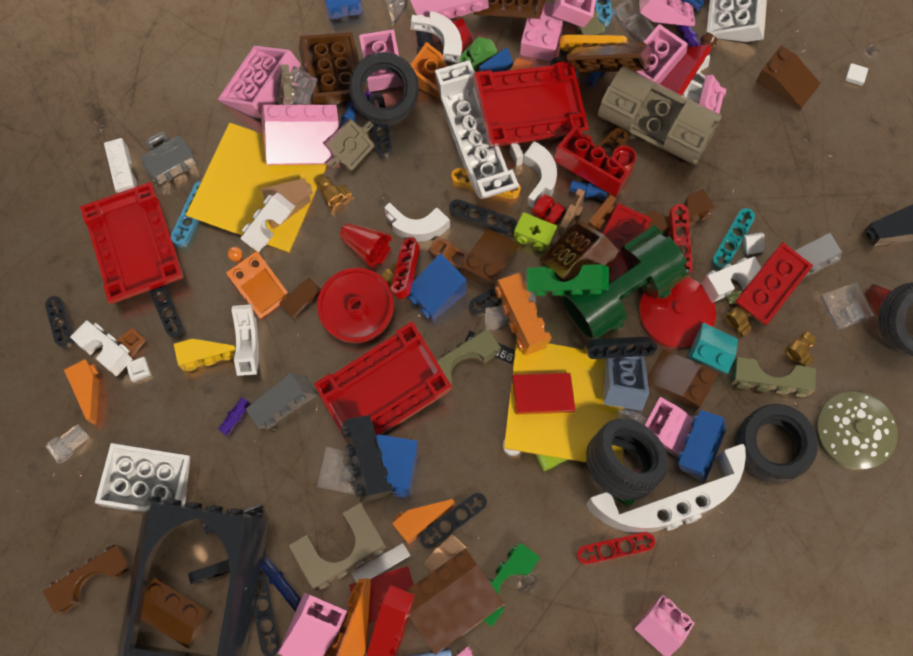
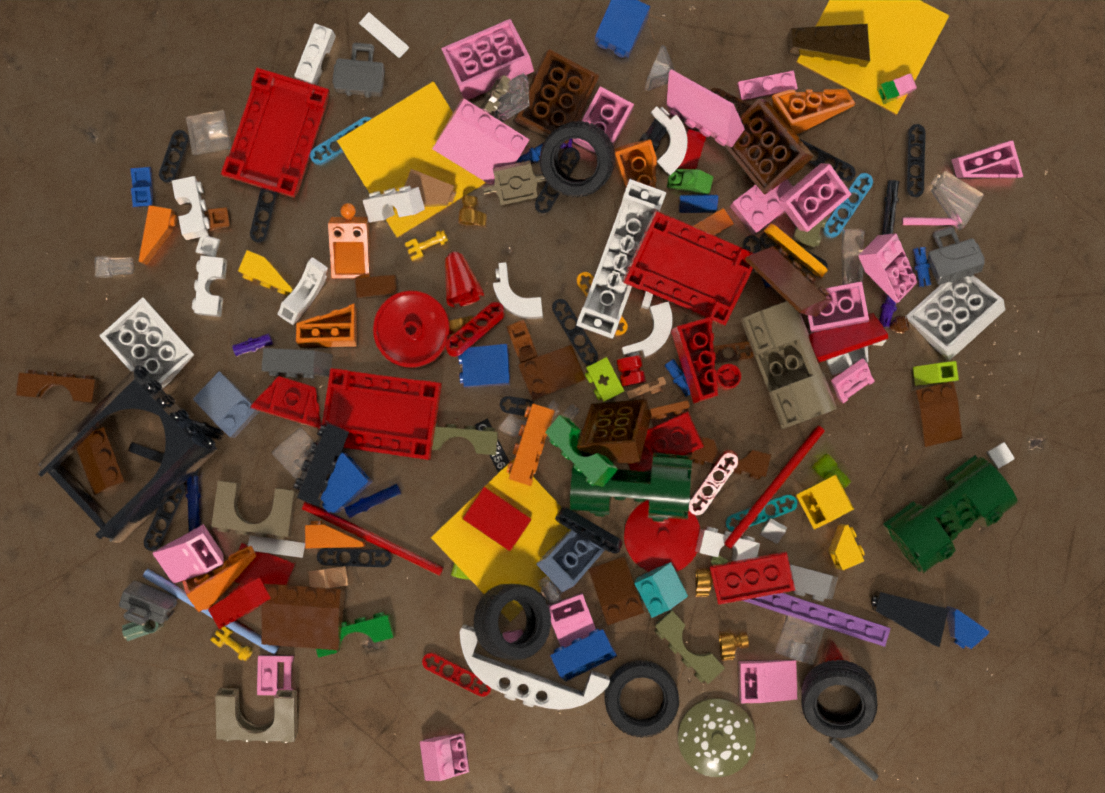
camera: 45 degrees right, 15 degrees up
(47, 364) = (142, 186): none -> blue slope
(75, 283) = (208, 132): none -> clear plate
(154, 383) = (209, 270): none -> white arch
(166, 121) = (384, 35): none -> white sticker
(249, 480) = (226, 405): none -> sand blue slope
(290, 355) = (329, 330): none -> orange wedge
(300, 435) = (290, 401): none -> red wing
(312, 246) = (418, 247): none -> yellow hinge
(431, 462) = (373, 500): none -> clear blue pin
(455, 493) = (373, 538): none -> red piece
(727, 212) = (774, 487): none -> red piece
(751, 171) = (827, 467): none -> clear neon green piece
(763, 51) = (935, 373): none -> lime slope
(772, 191) = (824, 502): none -> yellow slope
(816, 211) = (844, 548): none -> yellow slope
(846, 275) = (824, 617): none -> medium lavender plate
(852, 356) = (767, 681): none -> bright pink slope
(869, 104) = (974, 494): none -> dark green cylinder

